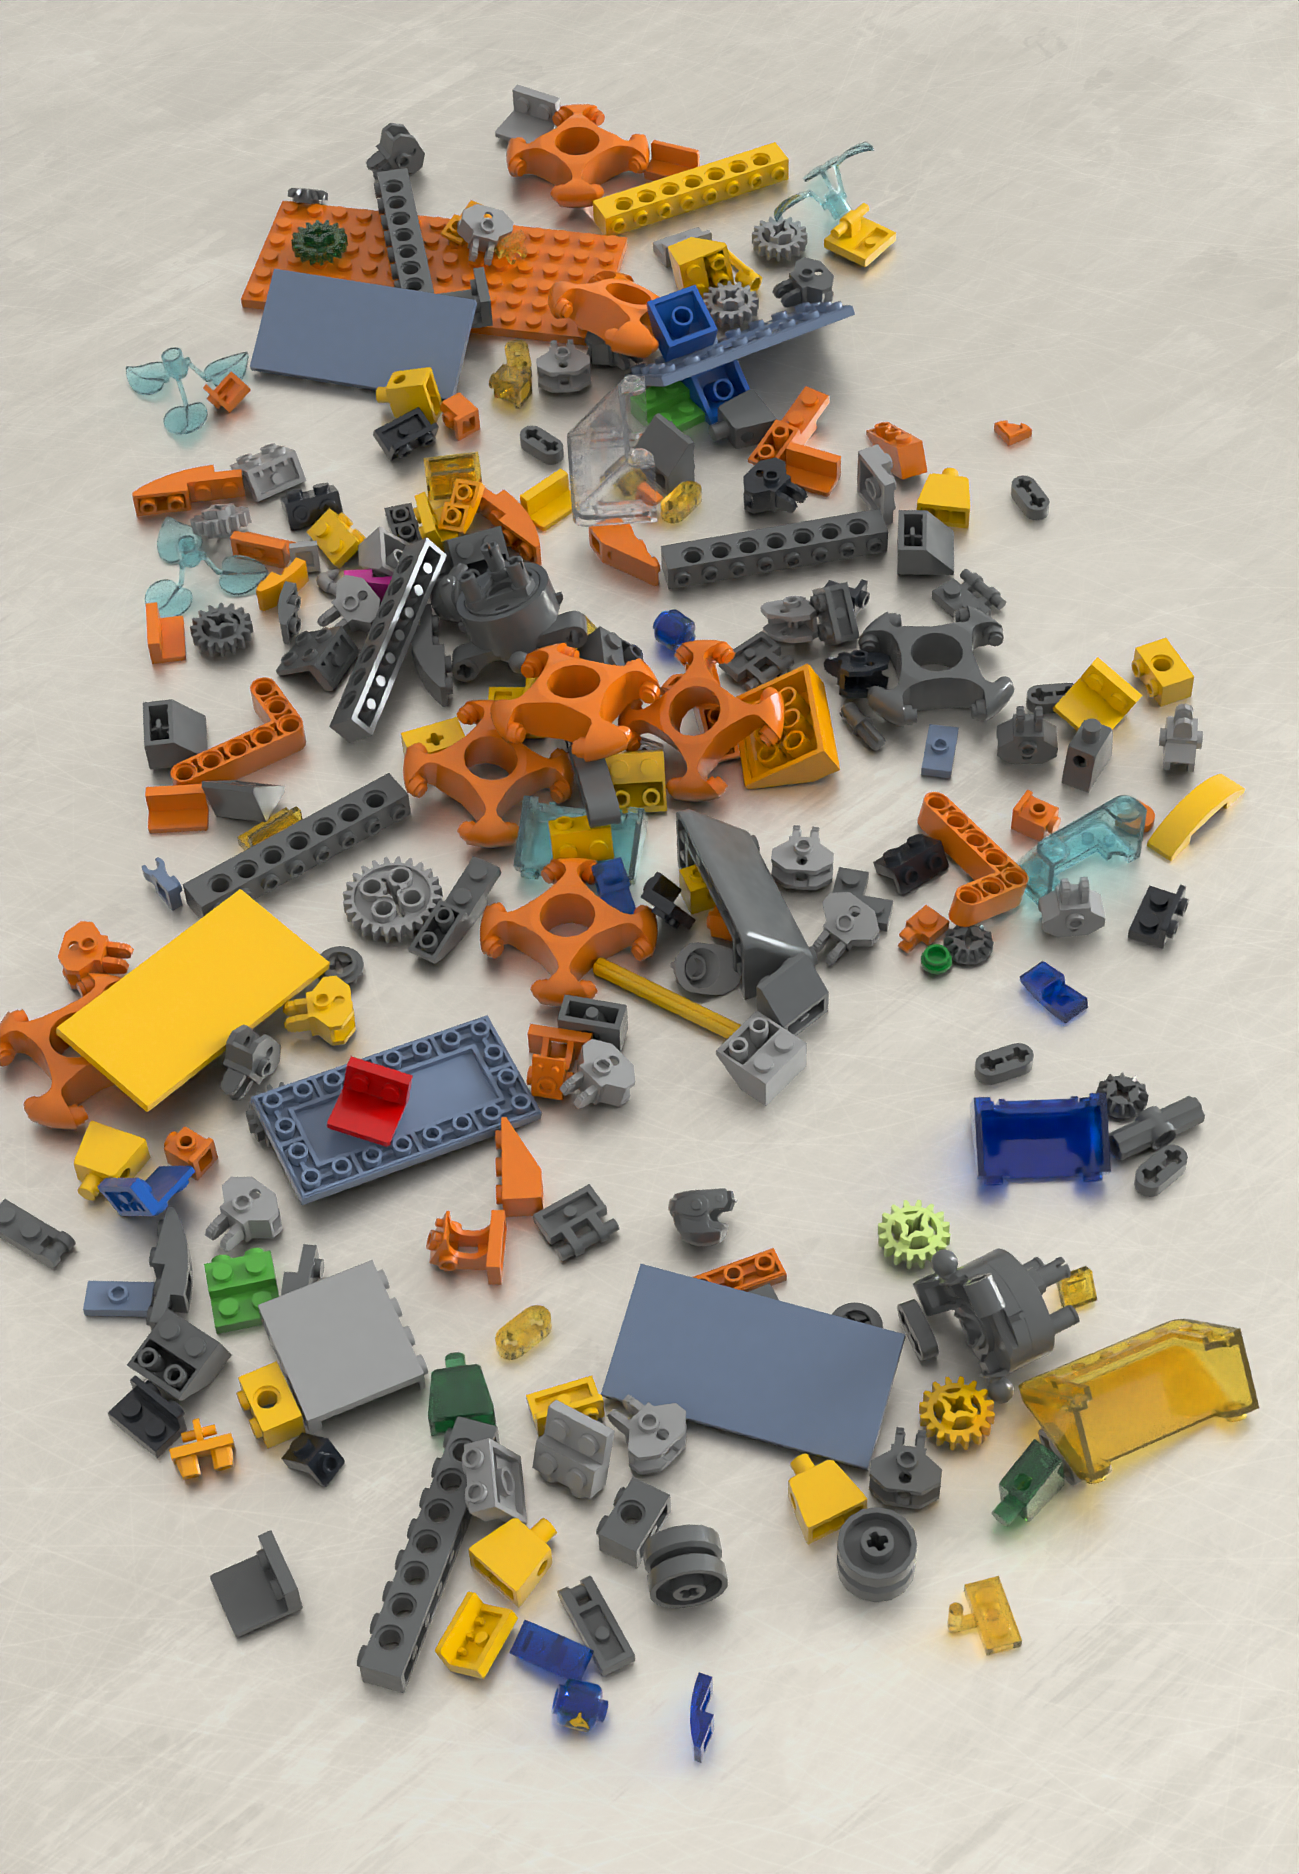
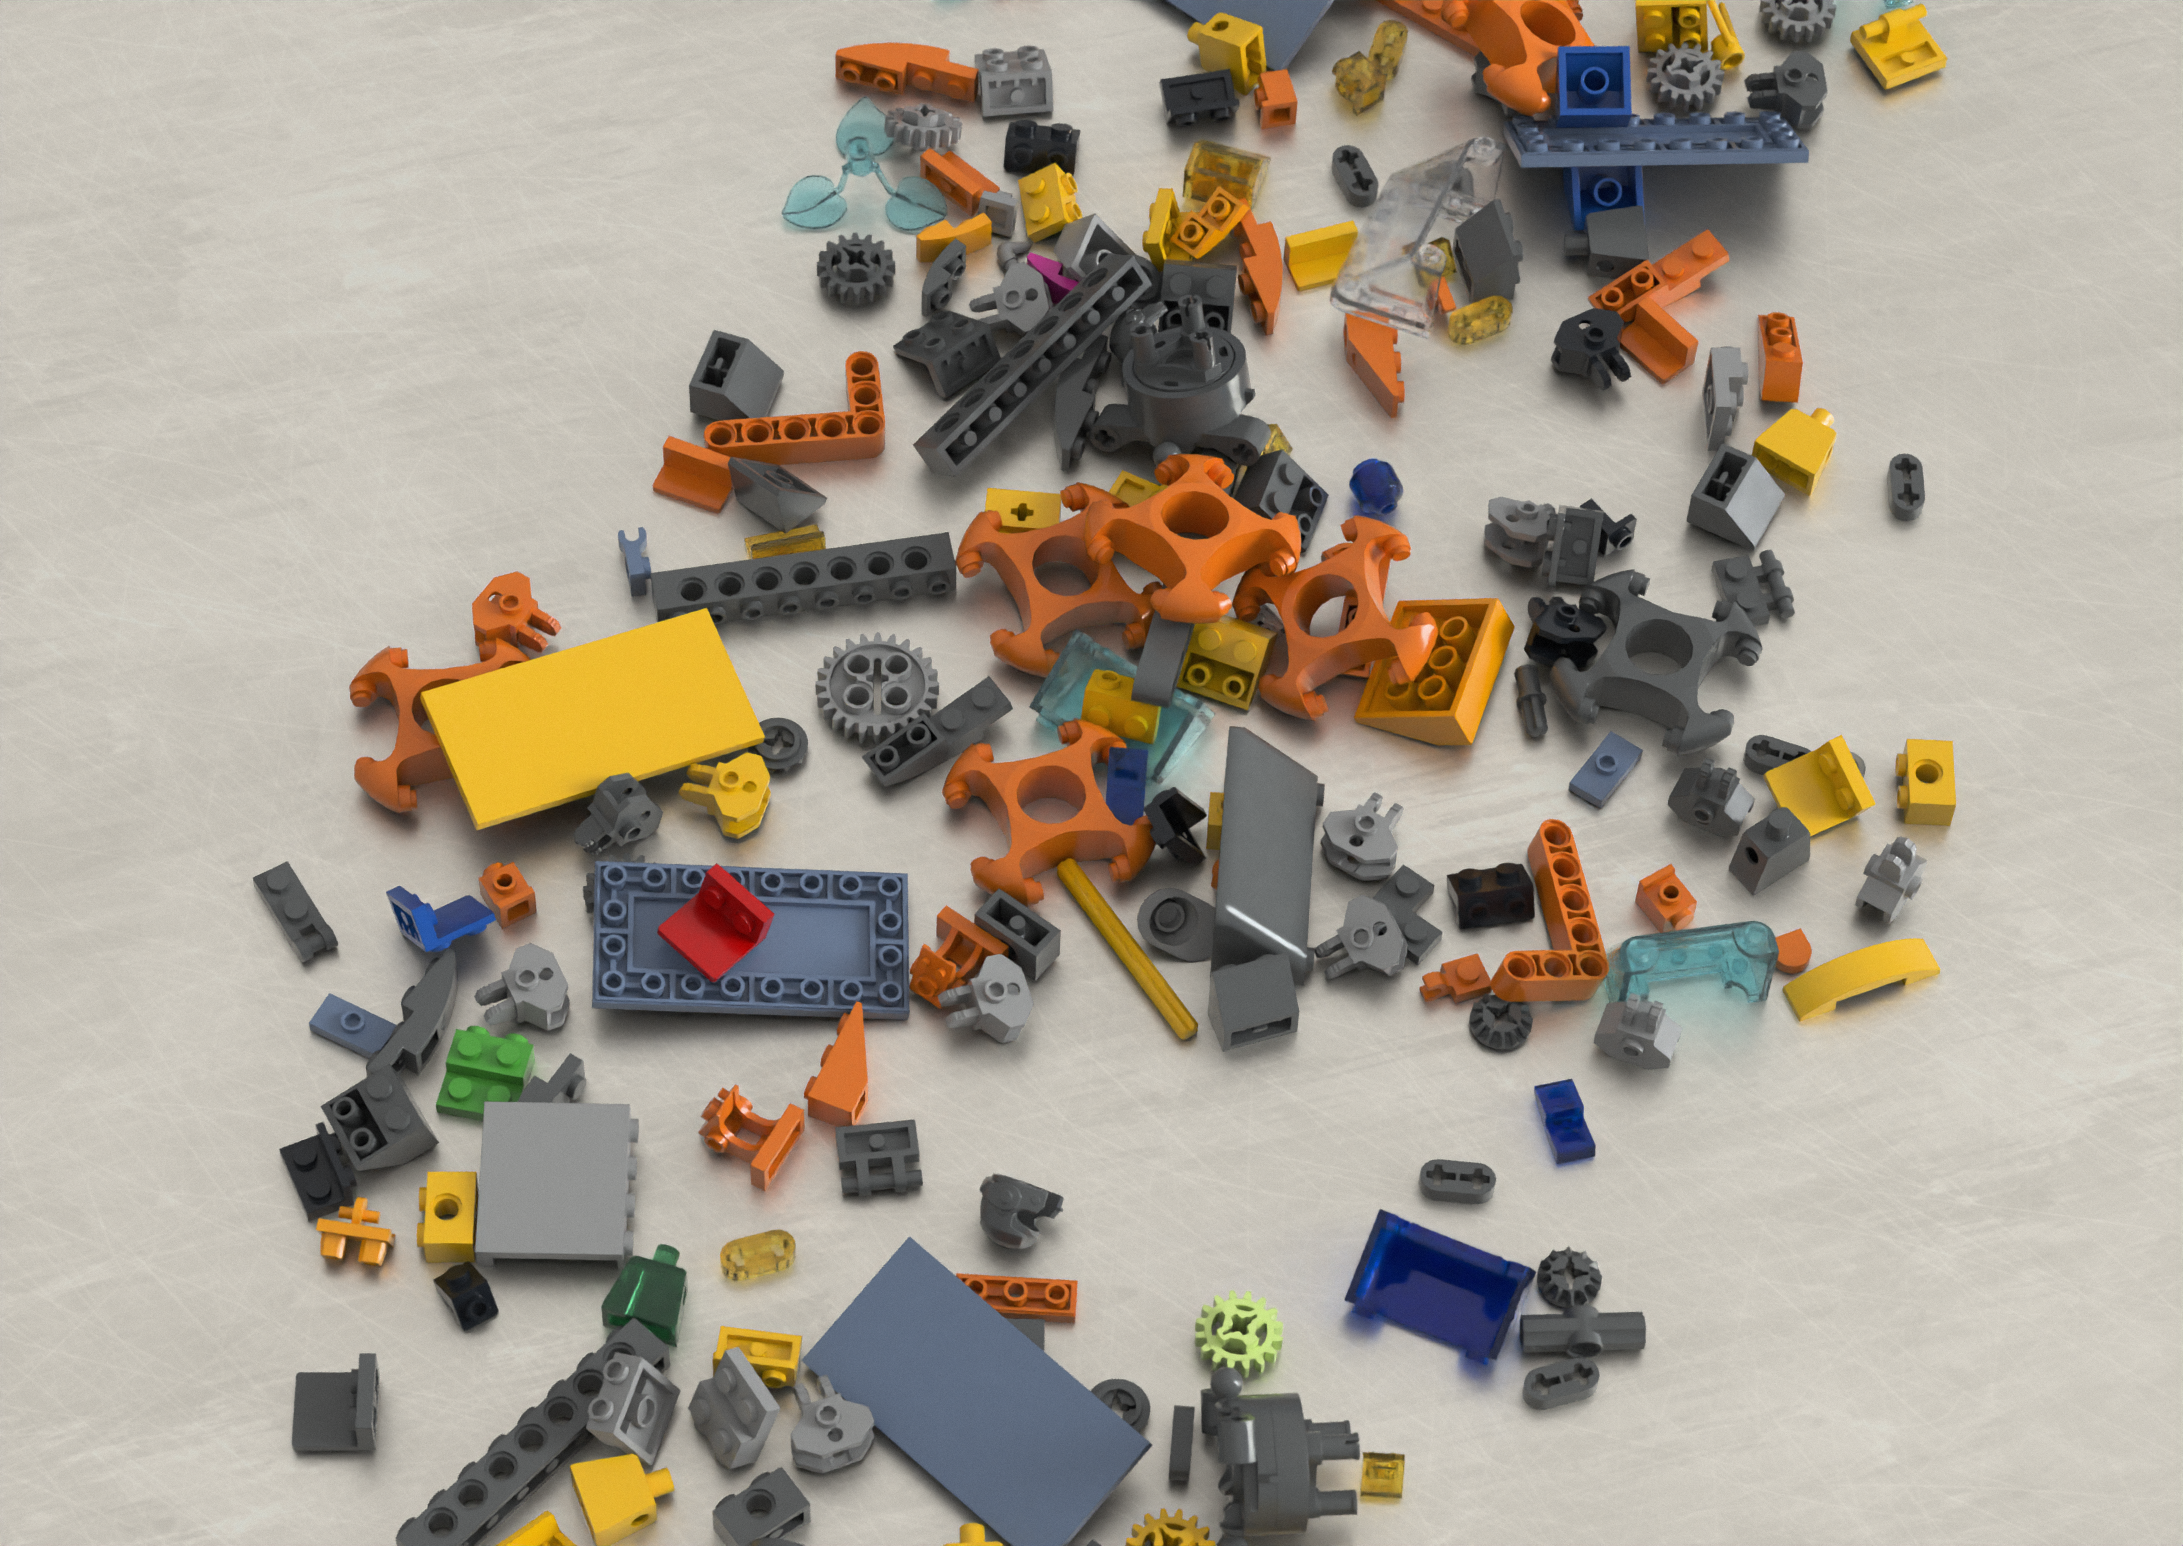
camera: 20 degrees right, 5 degrees up
(107, 1154) = (416, 861): yellow torso -> none
(165, 636) = (788, 249): orange panel -> none
(403, 523) = (1133, 216): dark grey slope -> none
(563, 368) = (1433, 82): light grey hinge -> none
(673, 404) = (1533, 194): bright green plate -> none
(752, 656) = (1450, 557): dark grey plate -> none
(762, 1057) = (1185, 1056): light grey slope -> none
(774, 548) = (1554, 429): dark grey brick -> none
(936, 959) = (1451, 1024): green plate -> none
(1012, 432) = (1937, 390): orange tile -> none
(1158, 916) = (1739, 1082): black bracket -> none

